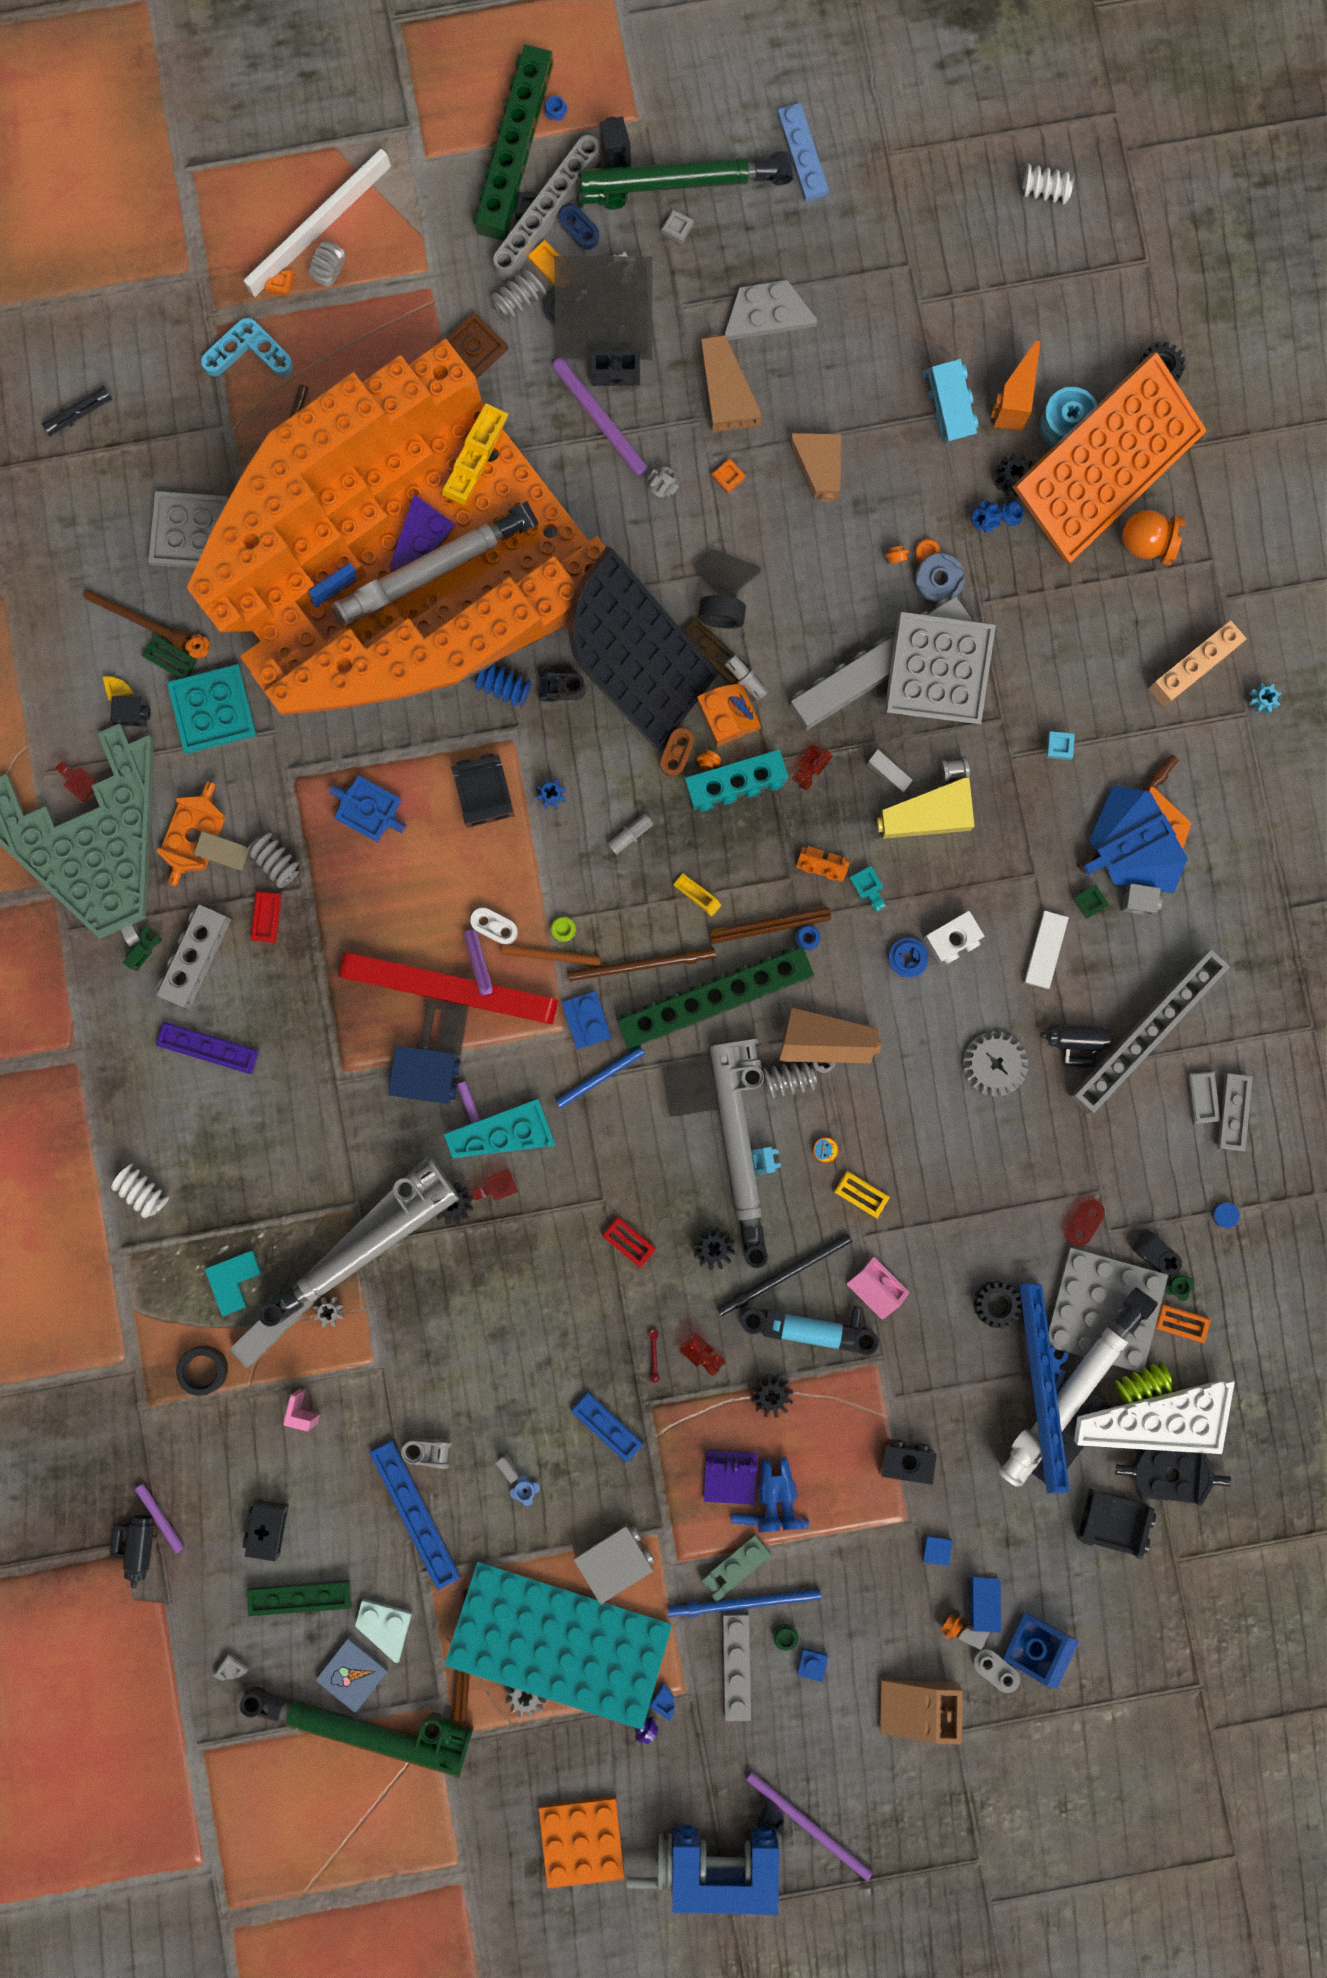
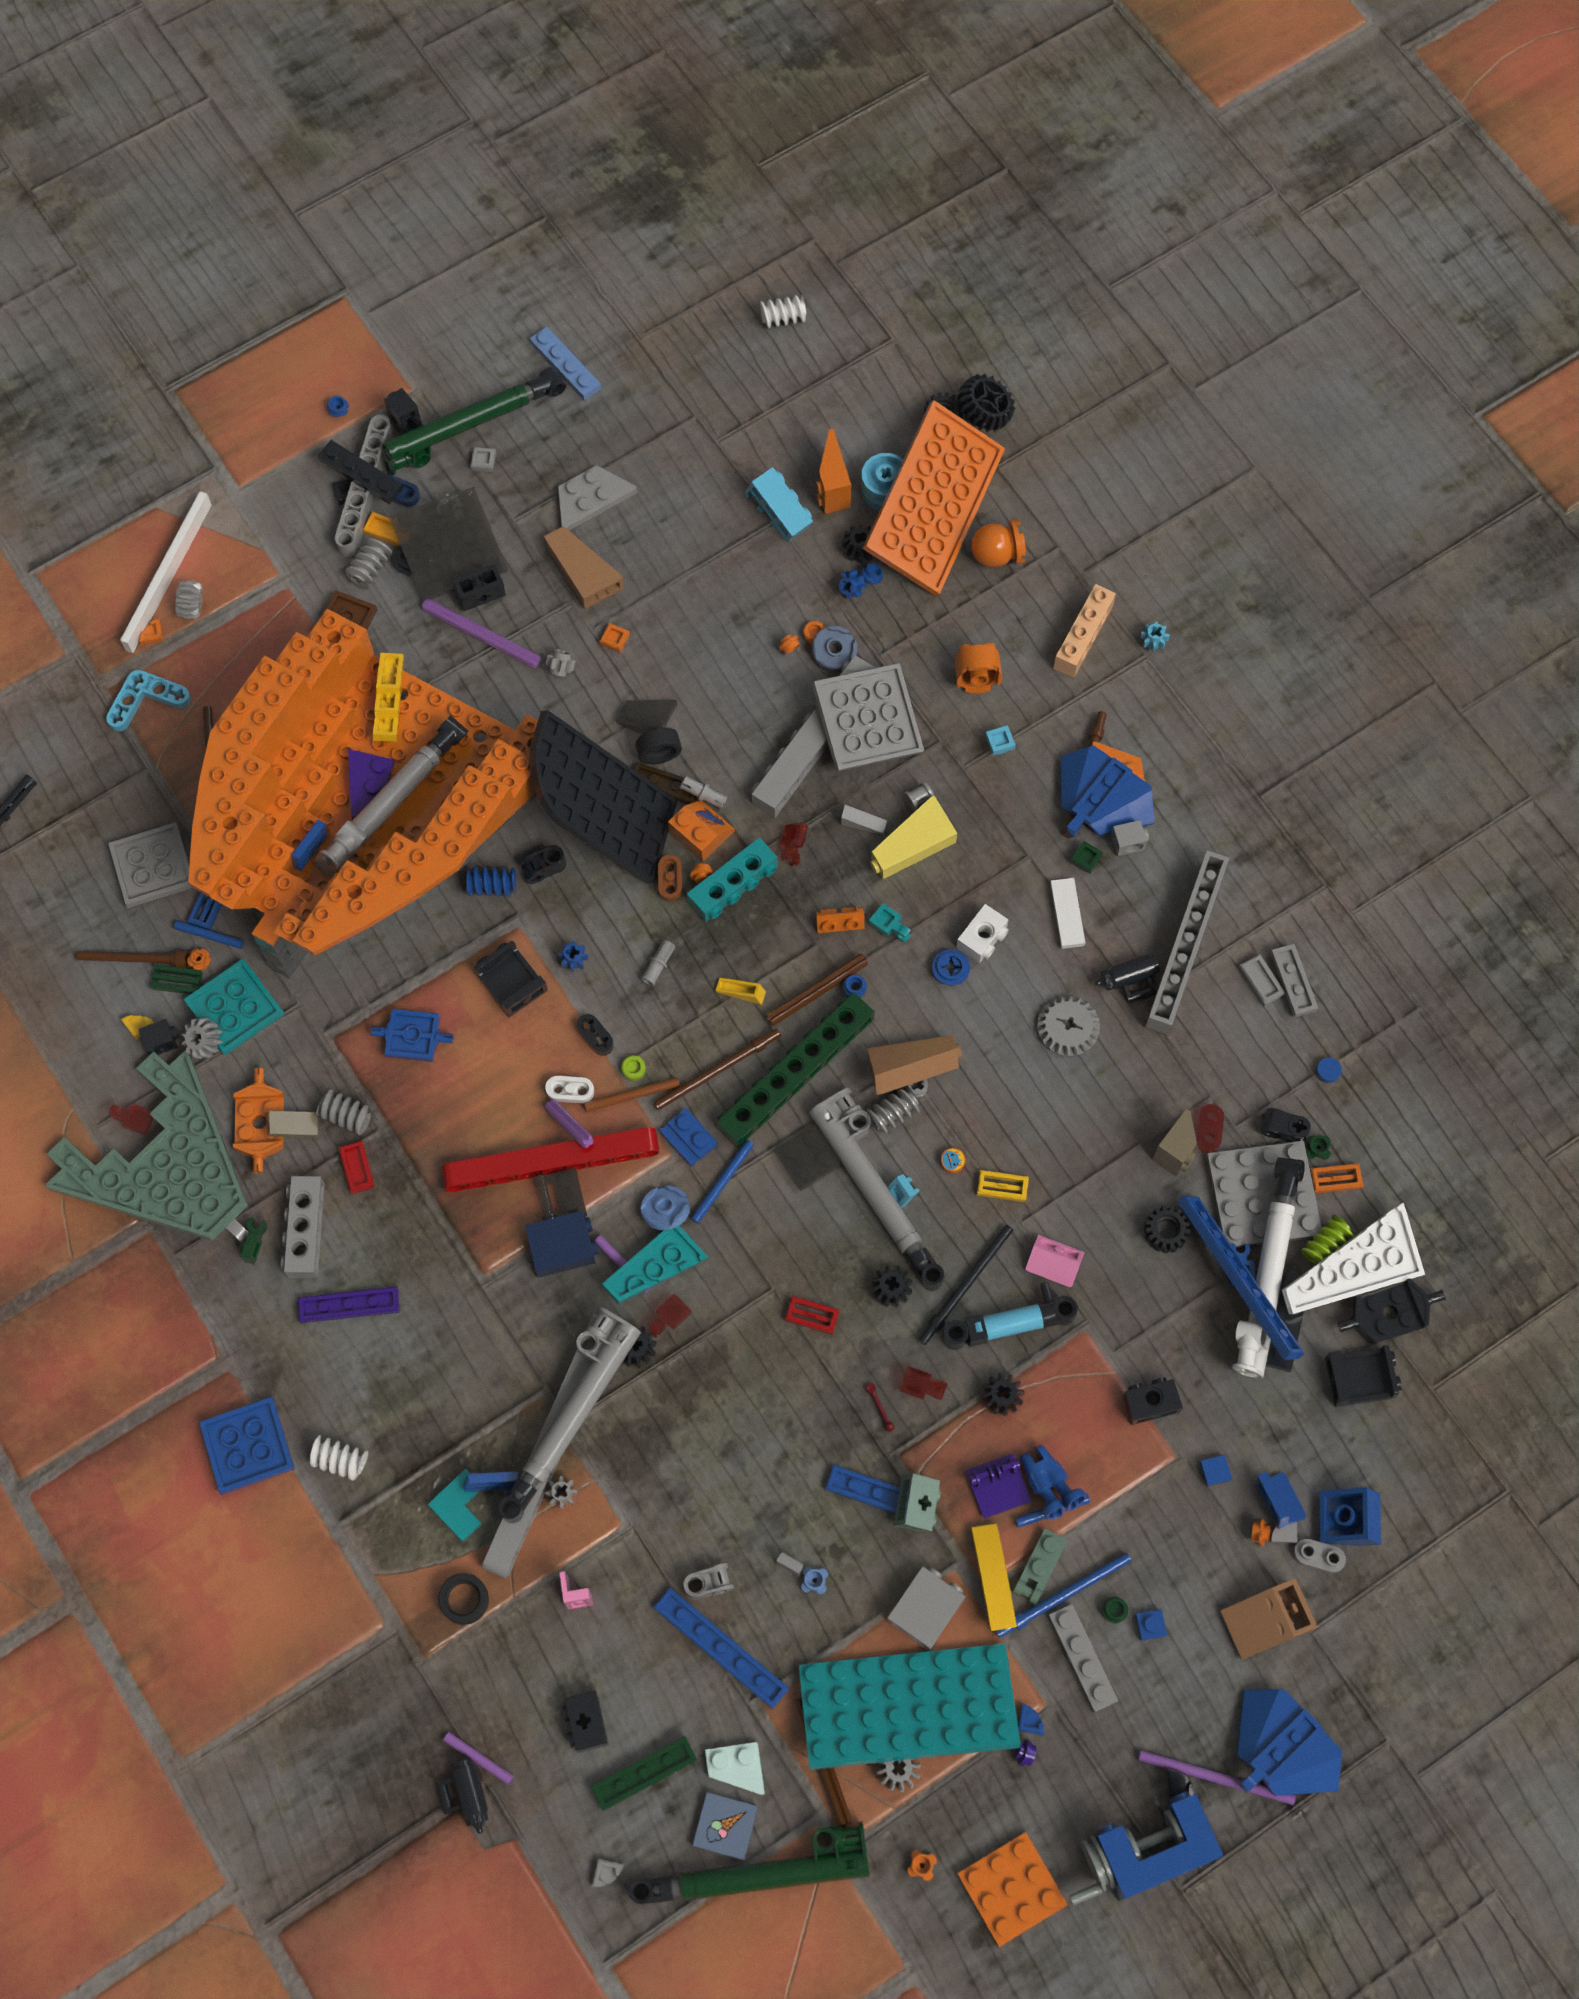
camera: 25 degrees left, 15 degrees down
(63, 1143) = (247, 1445): none -> blue plate
(167, 730) = (201, 1038): none -> light grey gear
(230, 636) = (208, 934): none -> blue bar
(268, 1275) = (490, 1481): none -> blue tile
(510, 1793) = (928, 1860): none -> orange plate
(531, 62) = (309, 377): dark green brick -> none
(535, 1081) = (665, 1207): none -> medium blue tile
(546, 192) = (360, 472): none -> black plate
(546, 879) = (599, 1031): none -> black beam
(647, 1464) = (917, 1503): none -> sand green brick
(687, 1561) = (993, 1577): none -> yellow slope
(820, 463) = (689, 597): medium nougat slope -> none
(881, 1828) = (1285, 1746): none -> blue panel
(1046, 1231) = (1178, 1146): none -> dark tan slope
(1072, 660) = (978, 667): none -> orange brick
(1209, 373) = (986, 402): none -> black gear

